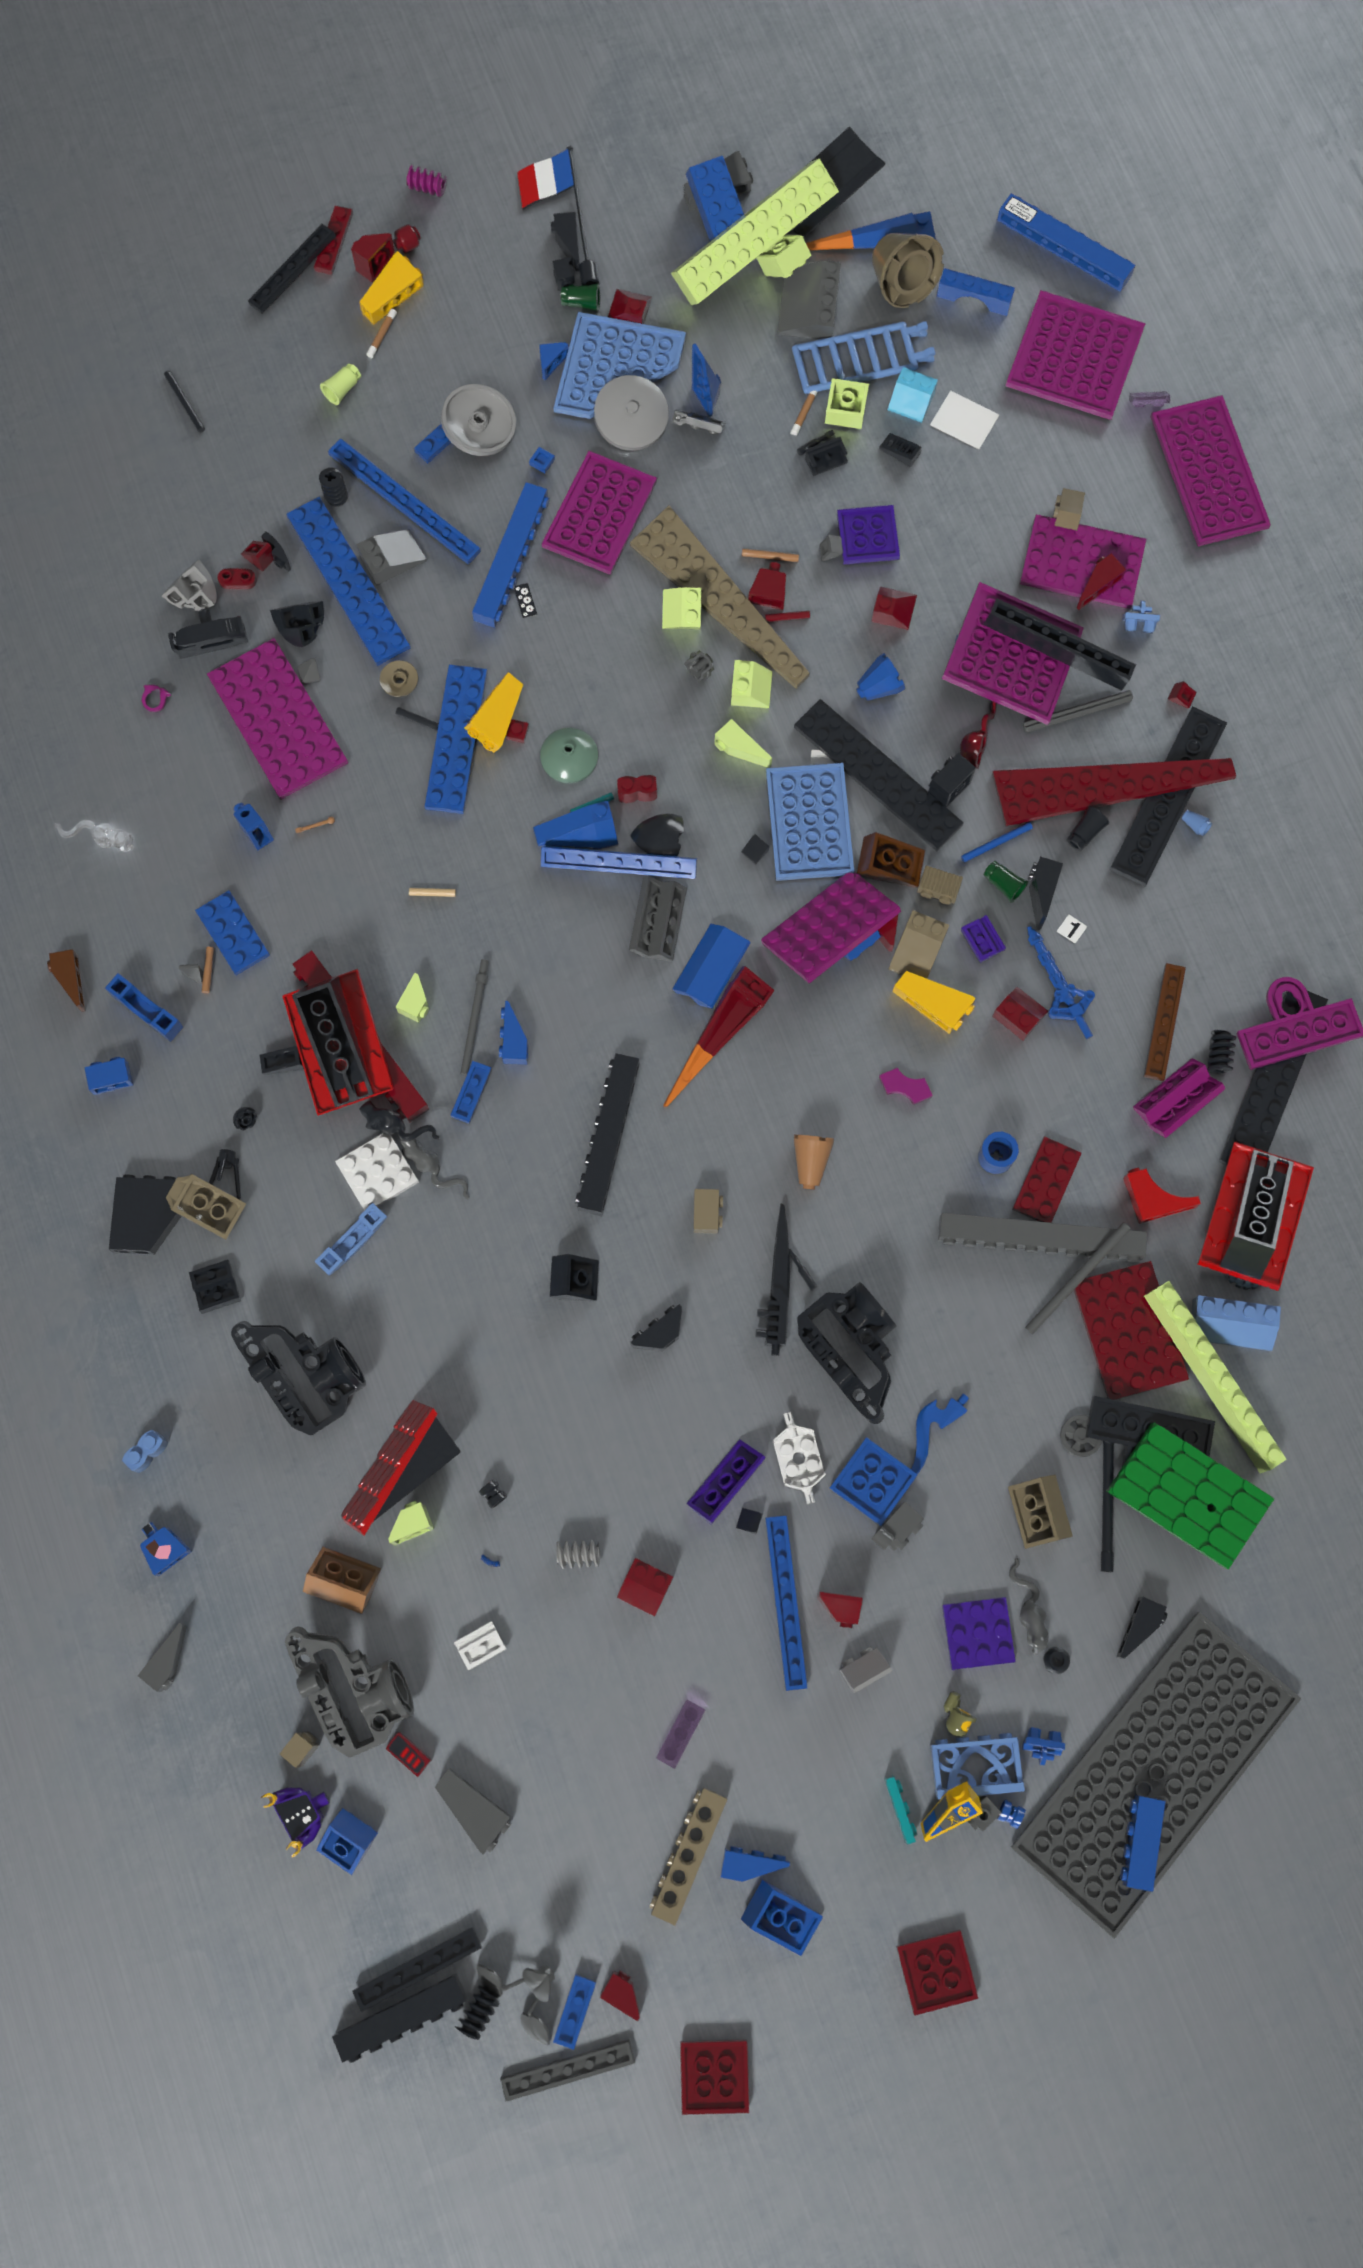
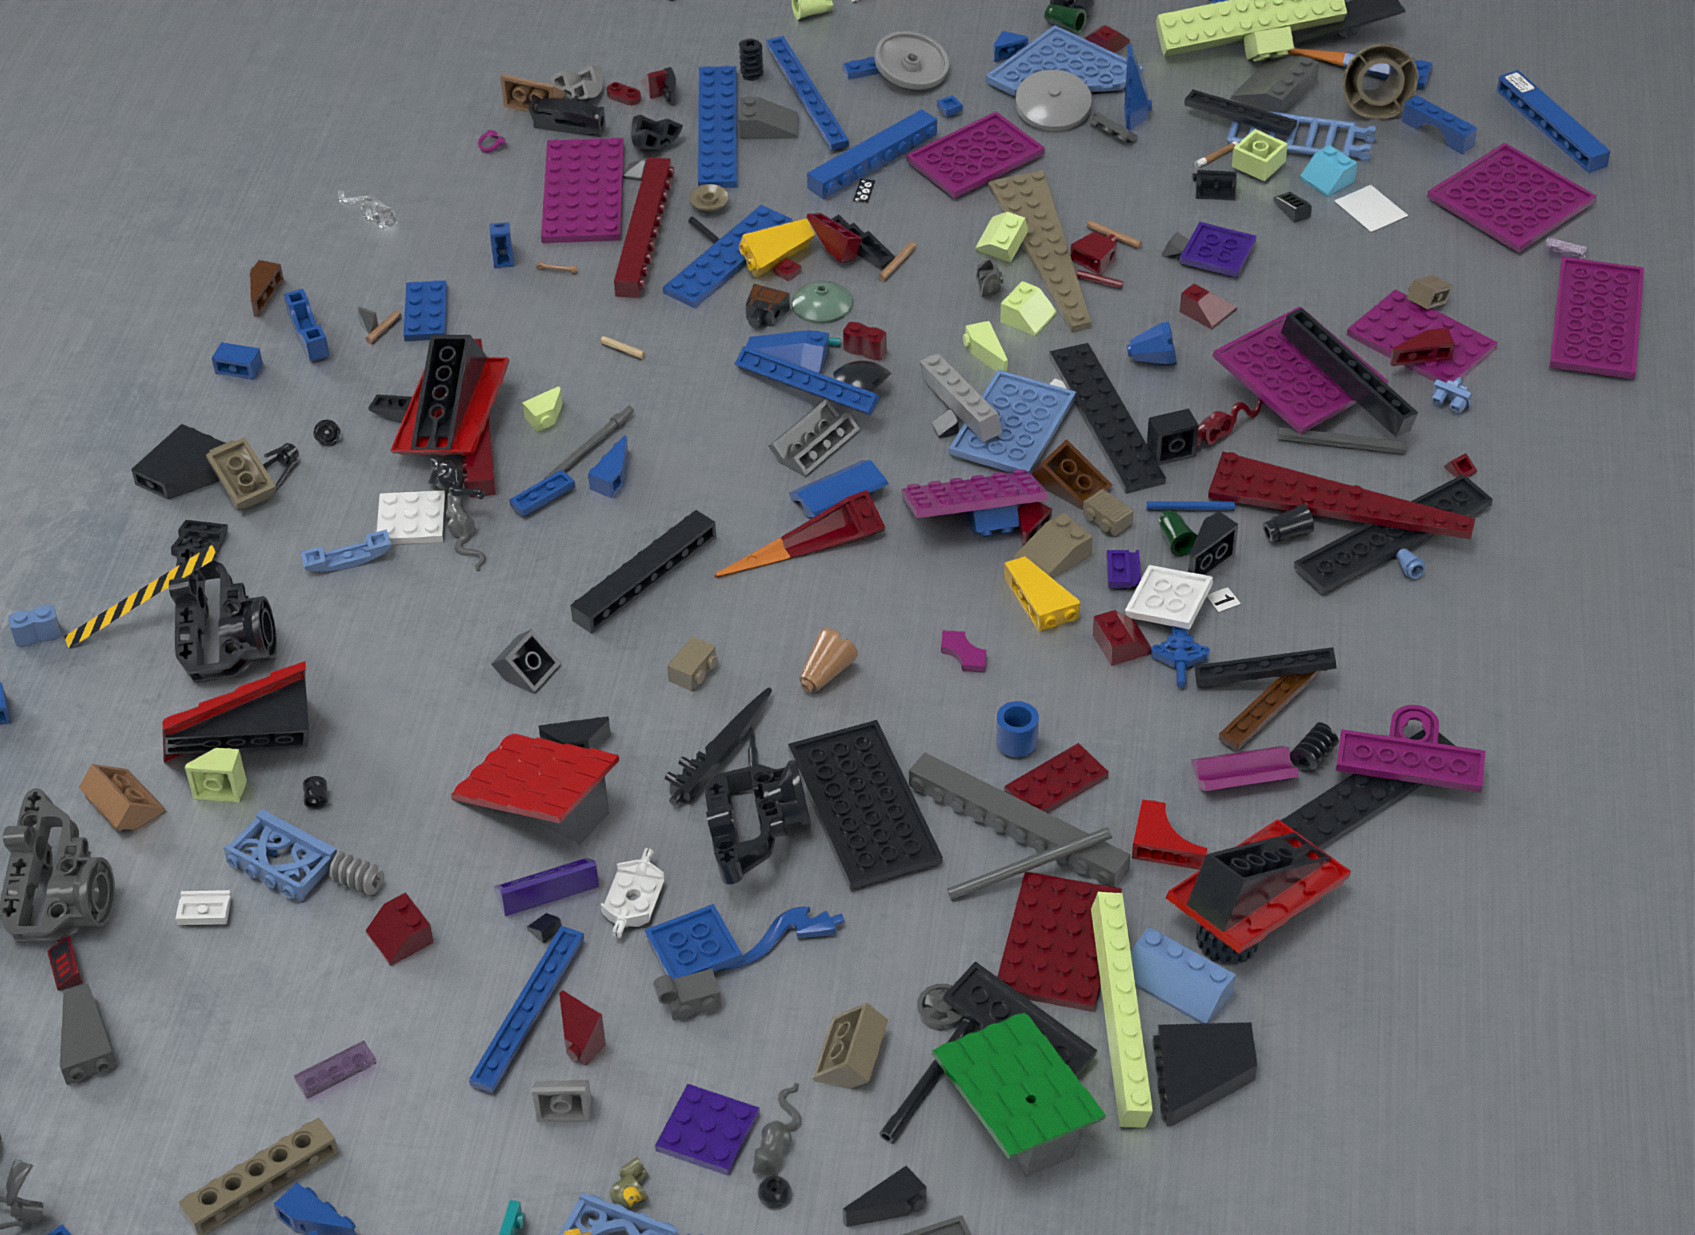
camera: 30 degrees right, 30 degrees down
(155, 626) = (520, 92): none -> medium nougat slope
(222, 1385) = (139, 597): none -> sticker
(363, 743) = (643, 228): none -> dark red brick
(487, 1546) = (280, 876): none -> medium blue fence
(528, 787) = (766, 306): none -> torso
(543, 679) = (835, 238): none -> dark red slope
(561, 670) = (870, 247): none -> black slope
(605, 676) = (897, 261): none -> medium nougat bar
(665, 1398) = (545, 782): none -> red piece
(758, 820) = (961, 397): none -> light grey brick
(803, 356) = (1240, 112): none -> black plate
(918, 1279) = (864, 804): none -> black plate
(1037, 954) = (1169, 597): none -> white plate
(1147, 992) = (1265, 667): none -> black plate
(1291, 1393) = (1201, 1065): none -> black slope

